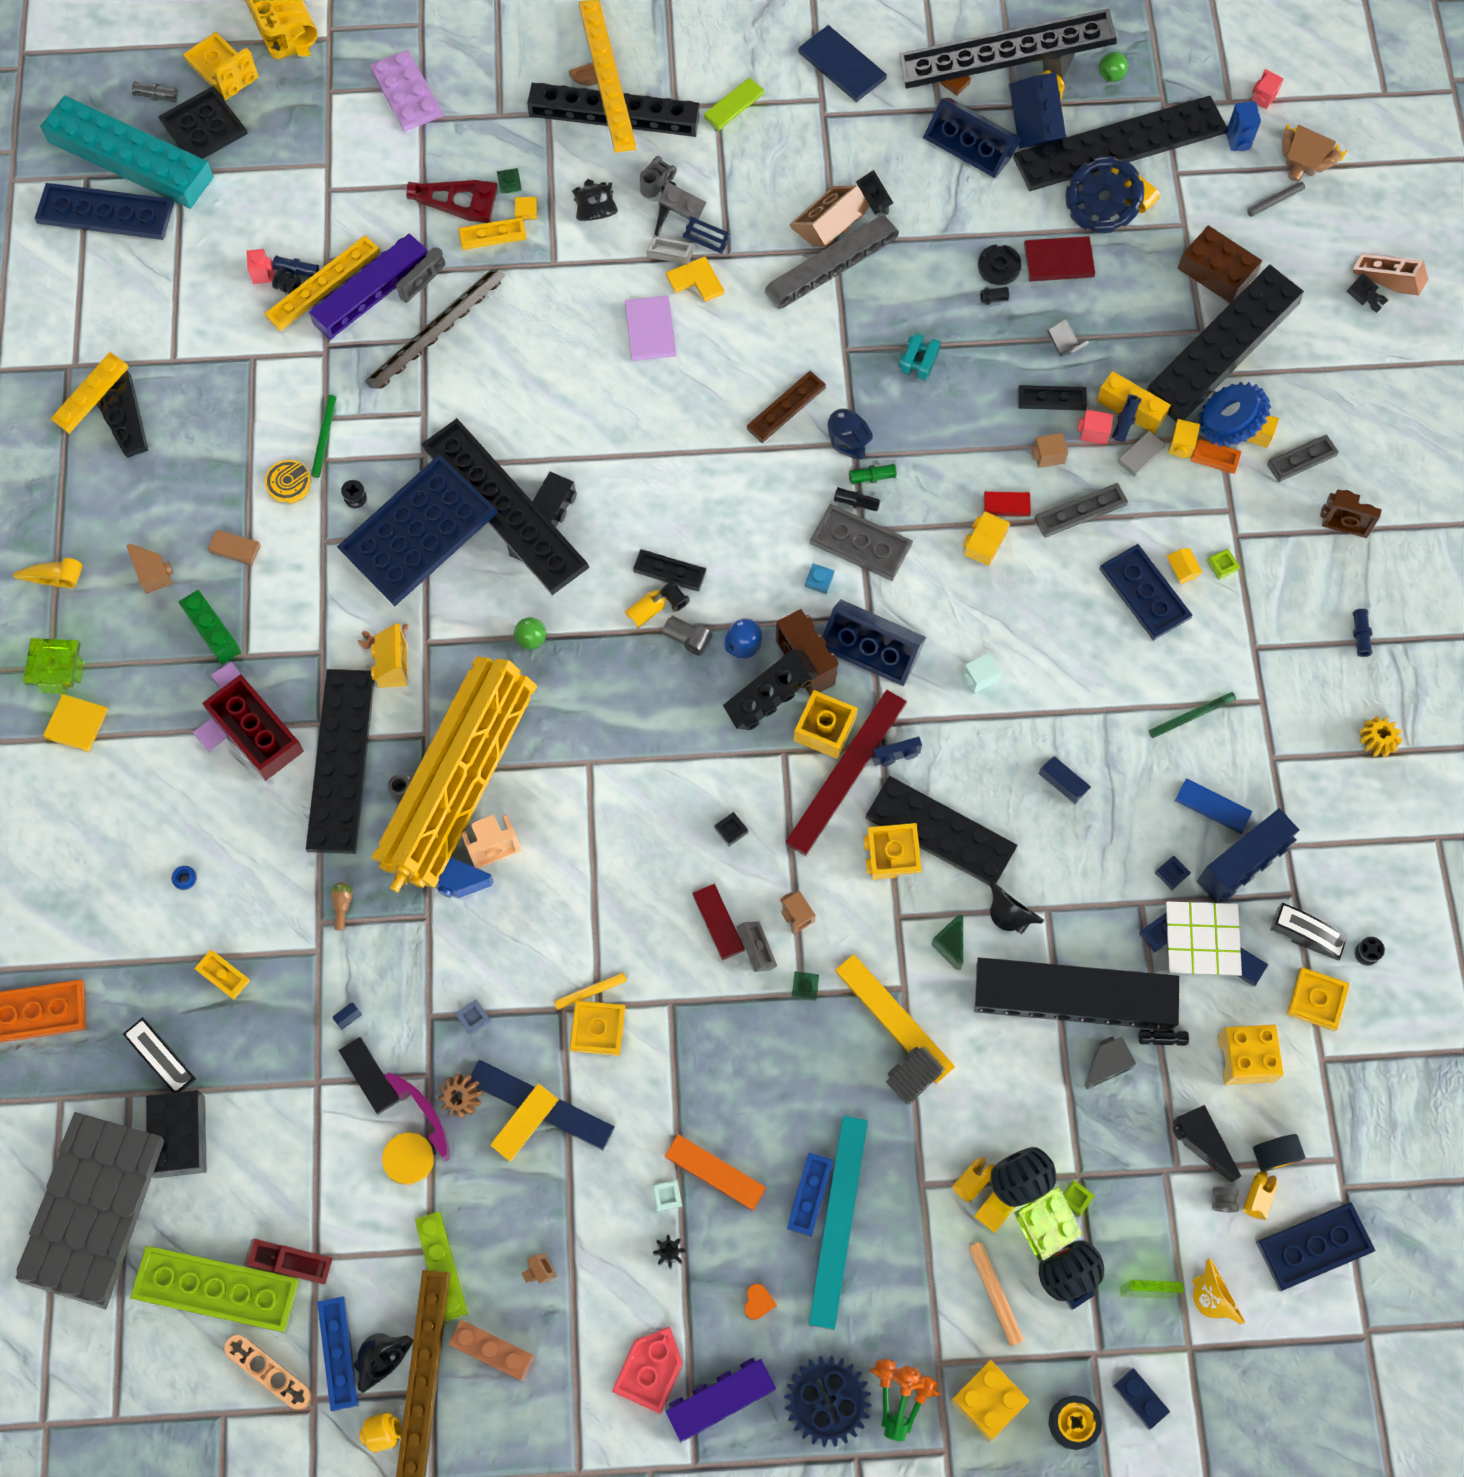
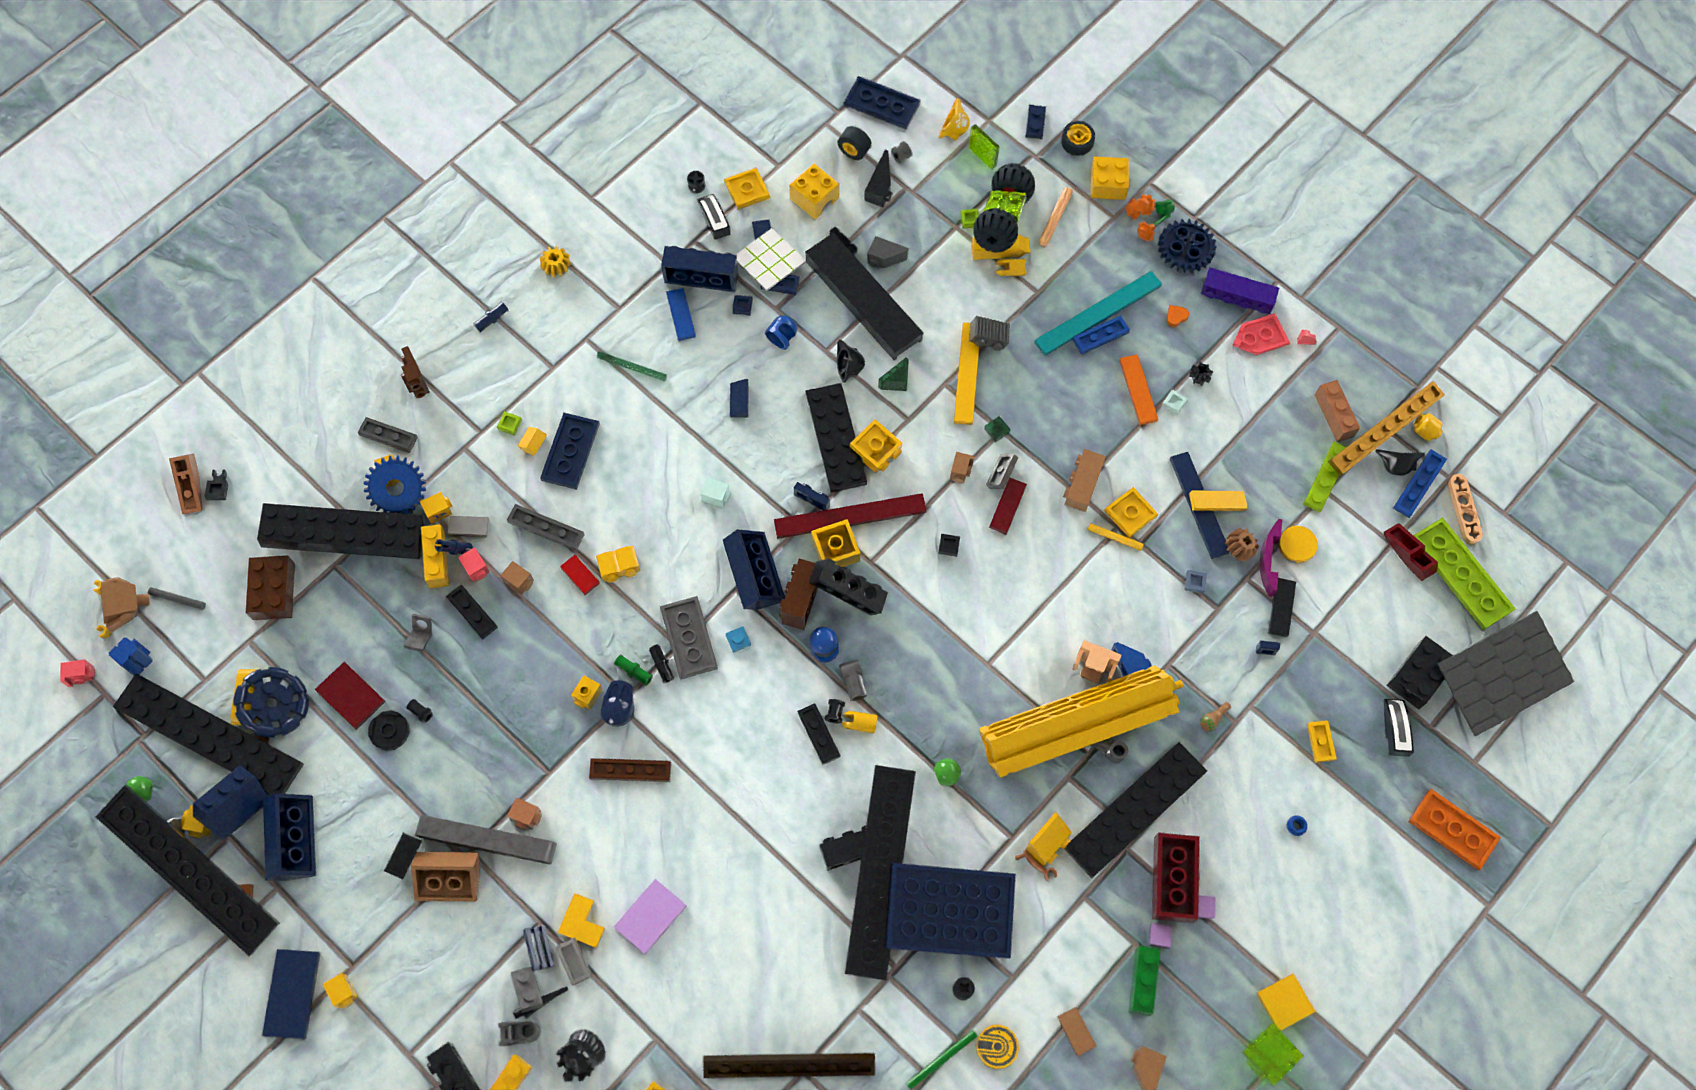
camera: 135 degrees left, 0 degrees up
(539, 1269) = (1277, 425): medium nougat tile -> none
(598, 1417) = (1306, 338): none -> coral tile
(672, 1014) = (1083, 480): none -> medium nougat brick
(734, 103) = (398, 1040): lime tile -> none
(809, 90) = (340, 991): none -> yellow brick
(825, 302) = (524, 814): none -> nougat brick
(886, 422) = (586, 693): none -> yellow brick
(915, 345) = (509, 724): teal brick -> none
(1106, 879) = (781, 331): none -> blue helmet
(1215, 456) = (433, 483): orange tile -> none
(1260, 1195) = (883, 139): yellow piece -> none

